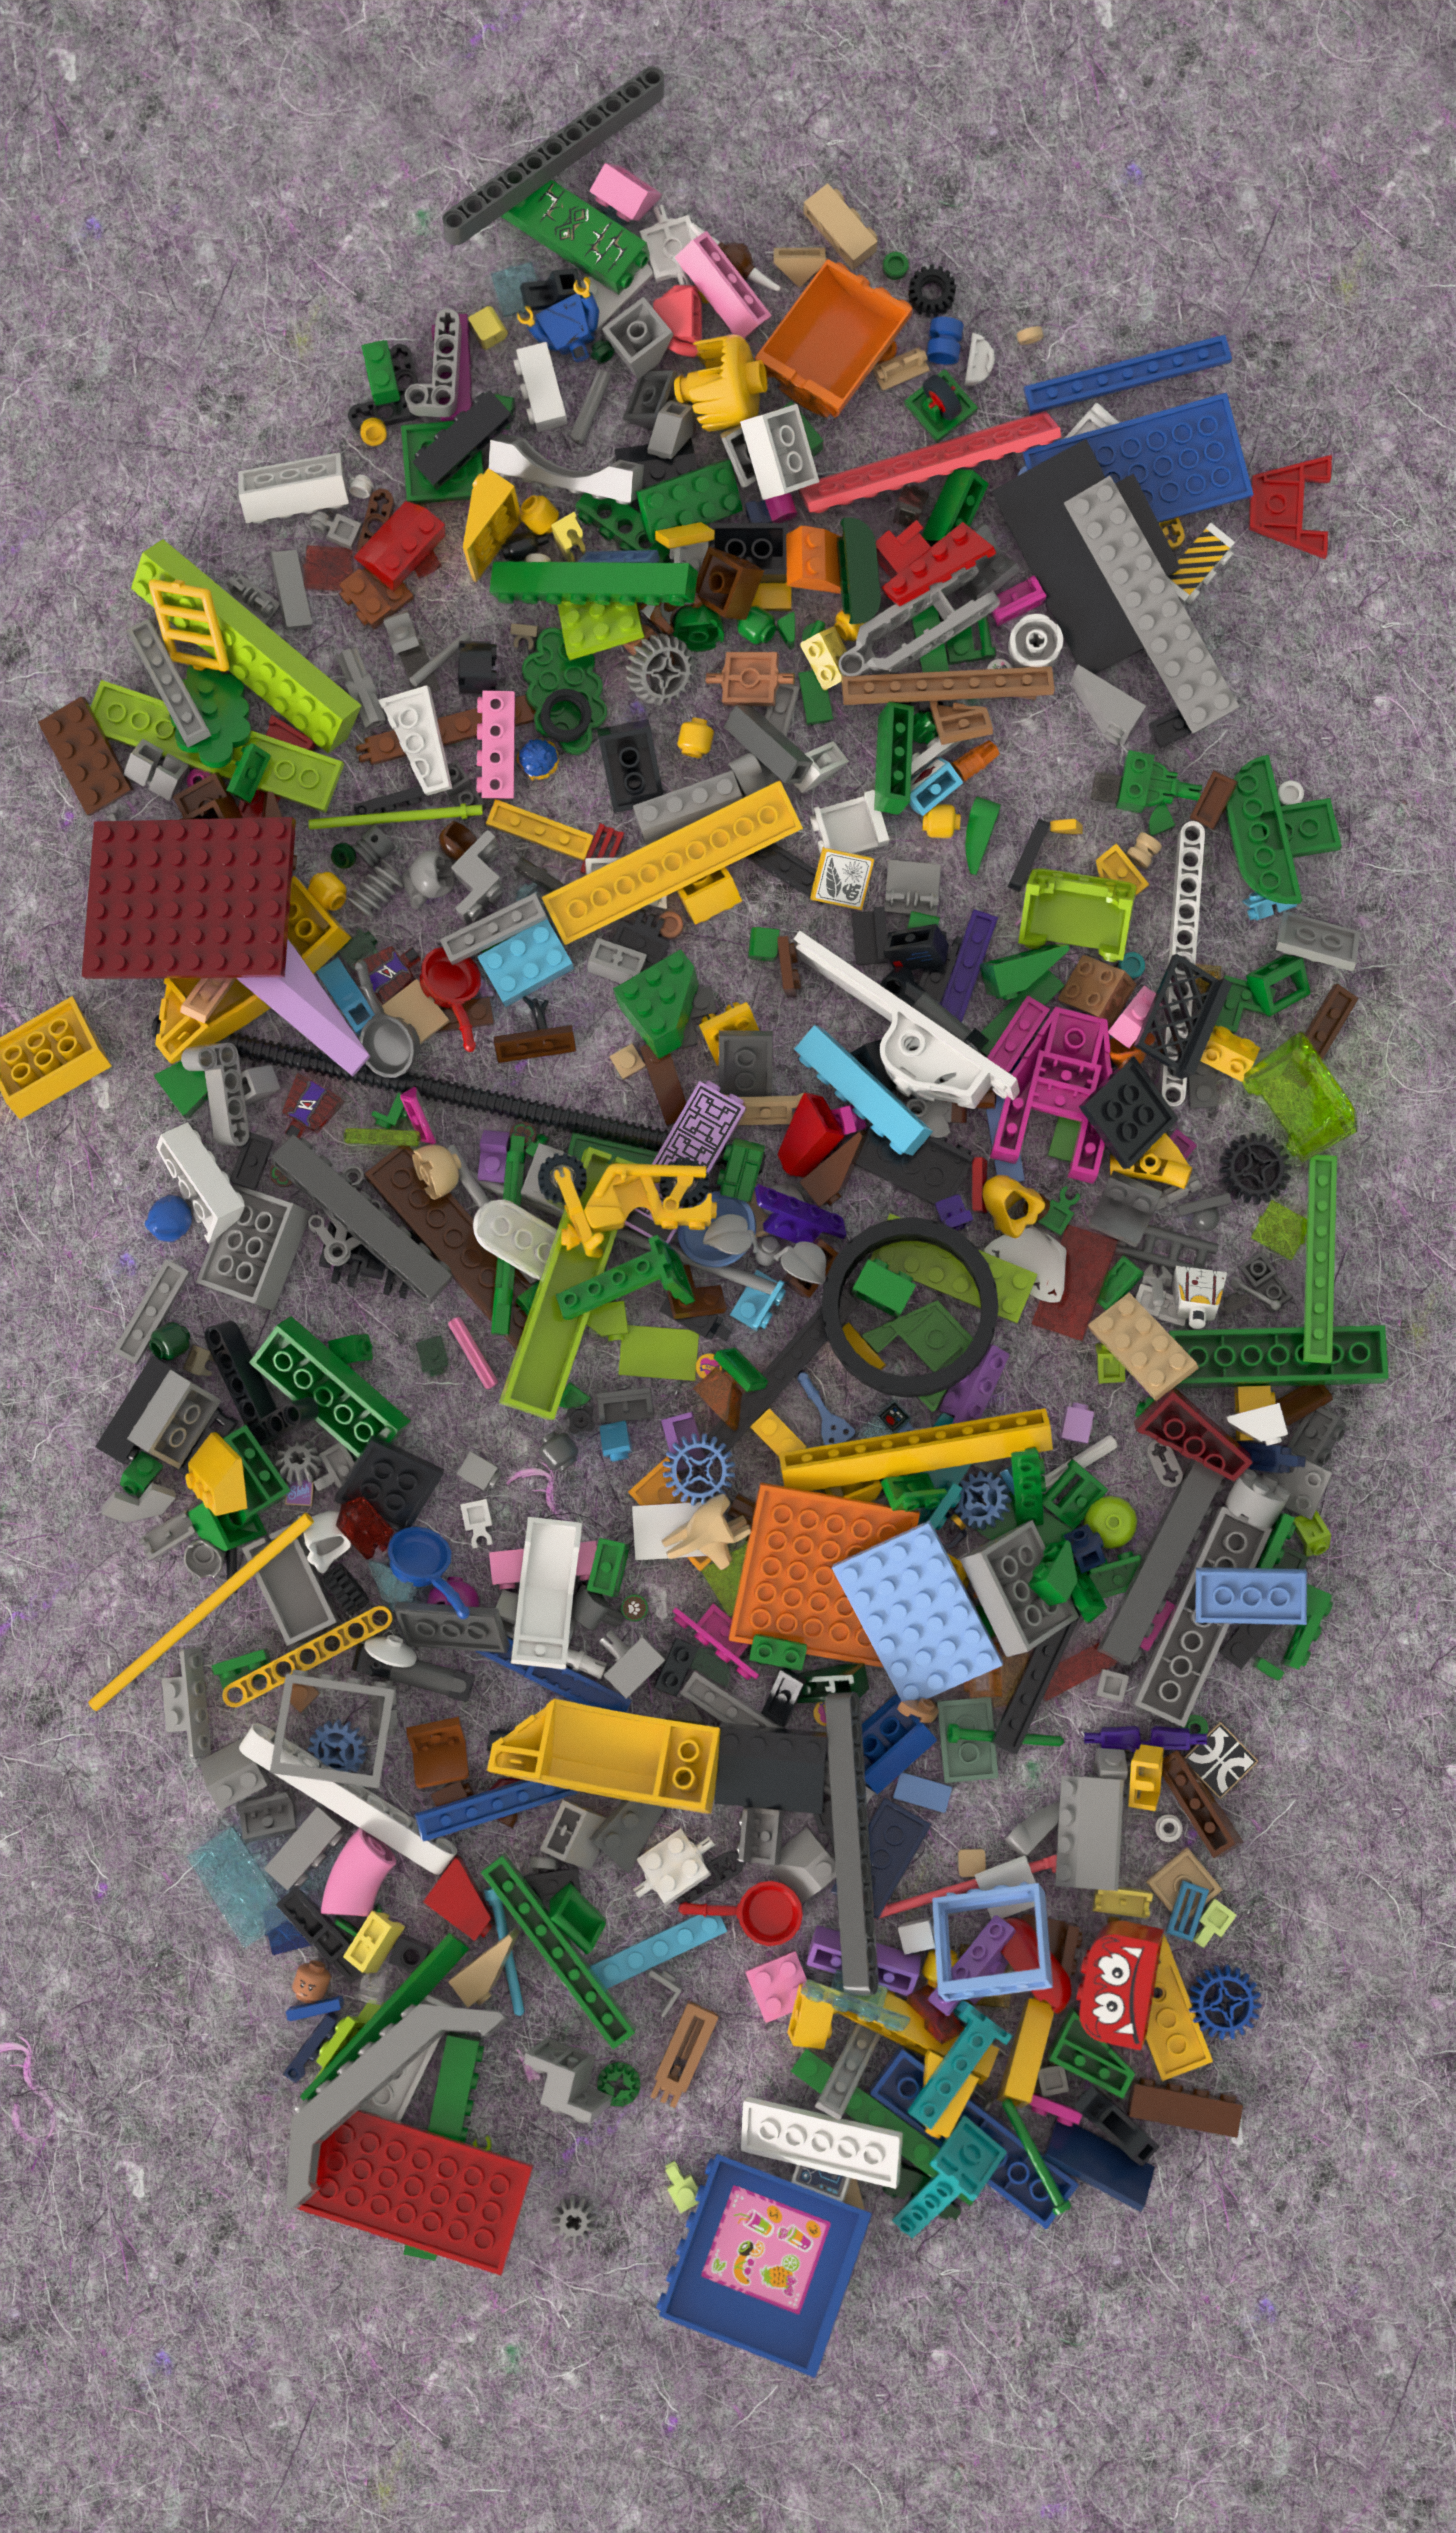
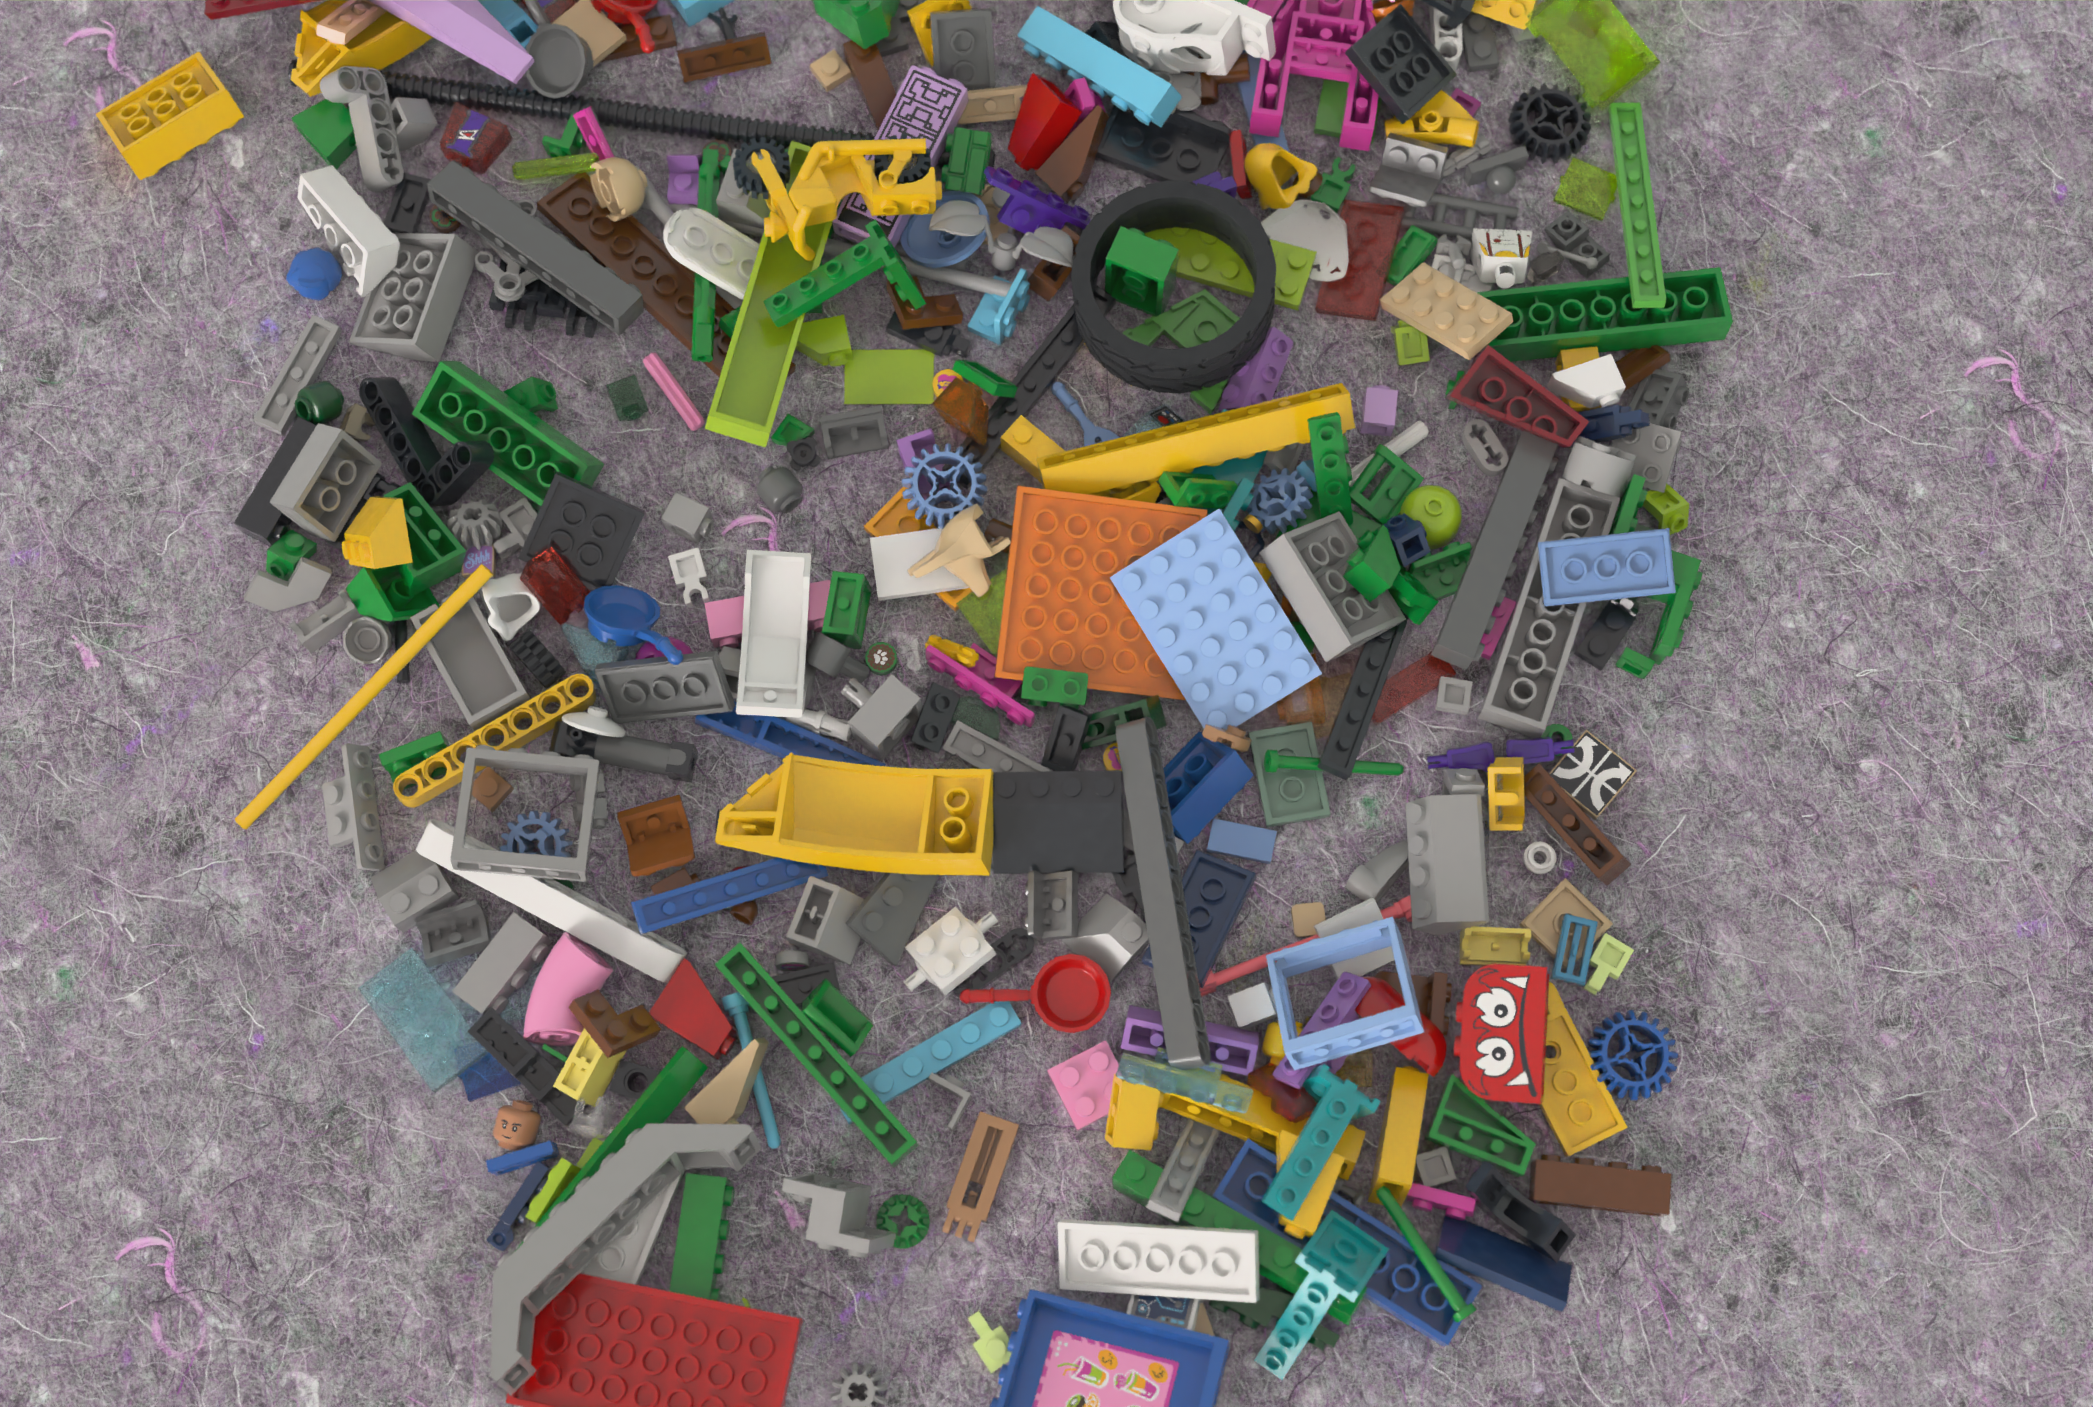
camera: 10 degrees left, 10 degrees down
(392, 1918) = (611, 1030): none -> reddish brown plate
(616, 1441) = (847, 470): dark azure slope -> none
(694, 1610) = (955, 651): none -> yellow axle

